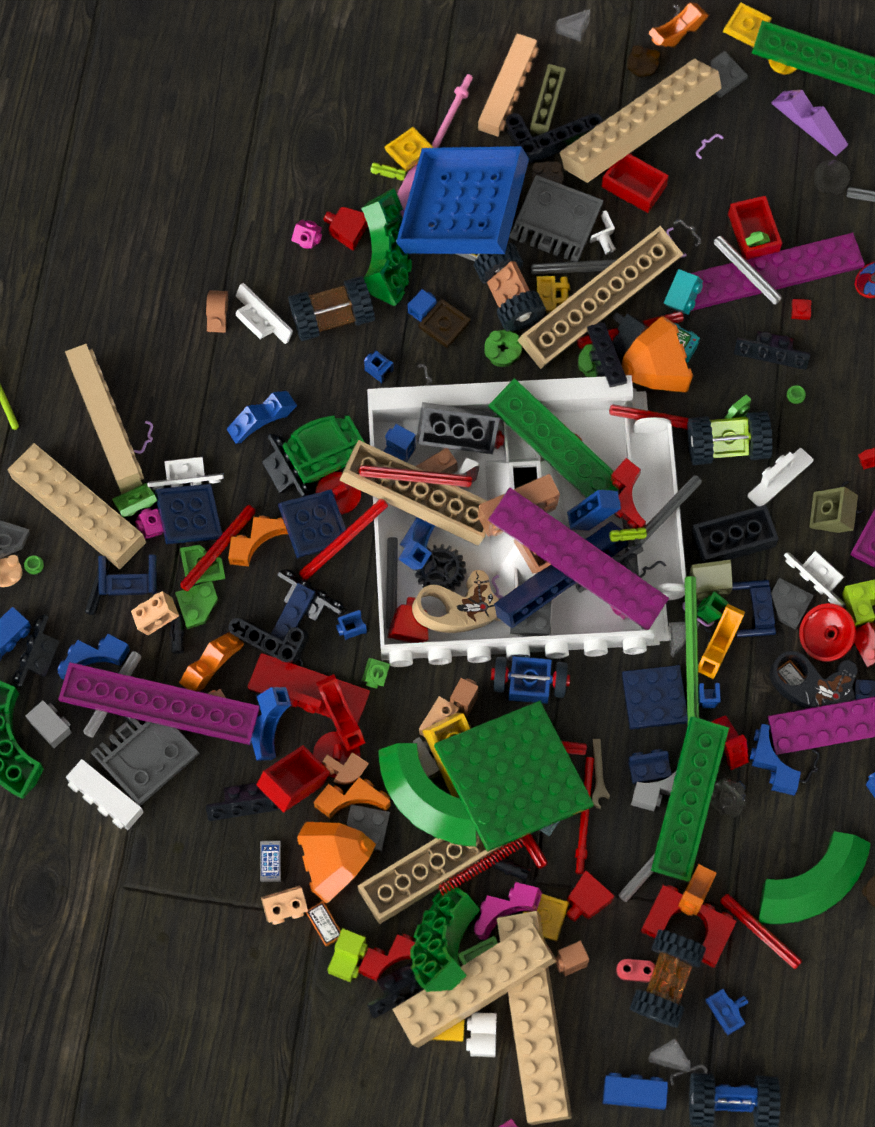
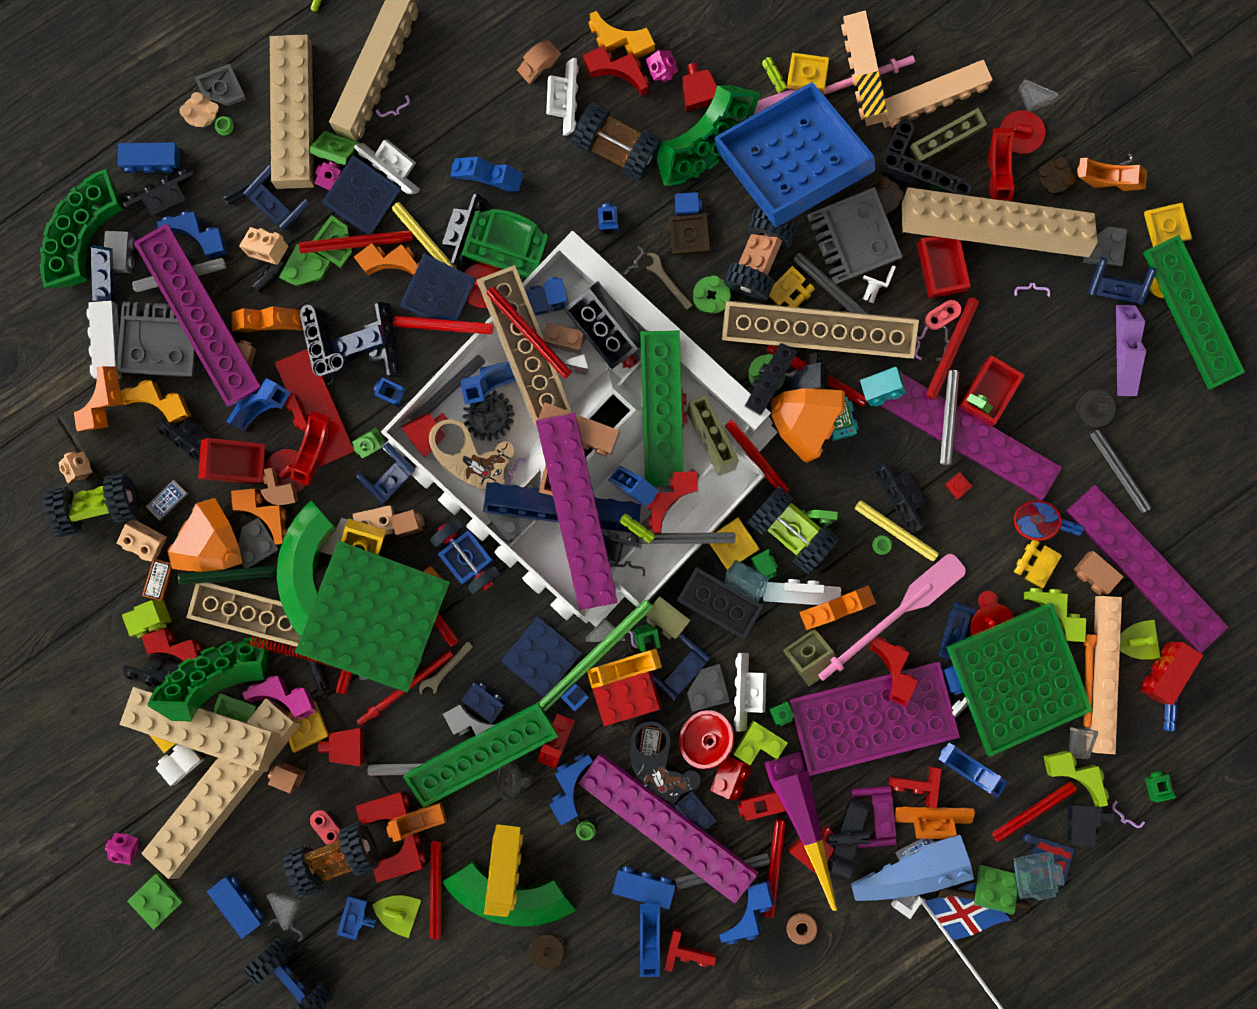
camera: 50 degrees right, 15 degrees up
(55, 746) = (102, 273): none -> plate
(151, 824) = (105, 395): none -> orange arch
(175, 799) = (172, 406): none -> light orange arch
(178, 903) = (75, 466): none -> light nougat brick
(235, 890) = (67, 509): none -> black plate
(250, 250) = (636, 42): none -> light orange arch
(254, 501) = (420, 234): none -> light yellow axle
(284, 258) = (601, 63): none -> red arch
(374, 862) = (226, 575): none -> dark green axle
(420, 679) = (392, 479): none -> dark blue plate
(447, 108) = (865, 67): none -> light nougat brick
(447, 367) = (658, 270): none -> dark tan piece
(590, 56) = (1027, 129): none -> red shield
(600, 86) = (1000, 164): none -> red arch
(609, 428) = (712, 435): none -> olive brick
(669, 215) = (941, 314): none -> coral plate
(699, 227) = (952, 348): none -> red axle
(705, 495) = (740, 550): none -> yellow plate
(735, 483) = (765, 564): none -> green window
(735, 500) = (746, 580): none -> clear light blue brick
(744, 660) = (627, 698): none -> red piece
(752, 977) = (397, 913): none -> lime shield
(762, 89) = (1120, 288): none -> dark blue plate
(794, 376) = (896, 530): none -> light yellow axle
(794, 856) = (503, 871): none -> yellow brick
(813, 462) = (837, 607): none -> orange arch
(816, 780) = (585, 830): none -> bright green plate
(856, 399) = (918, 595): none -> bright pink piece
(856, 566) = (781, 714): none -> green window

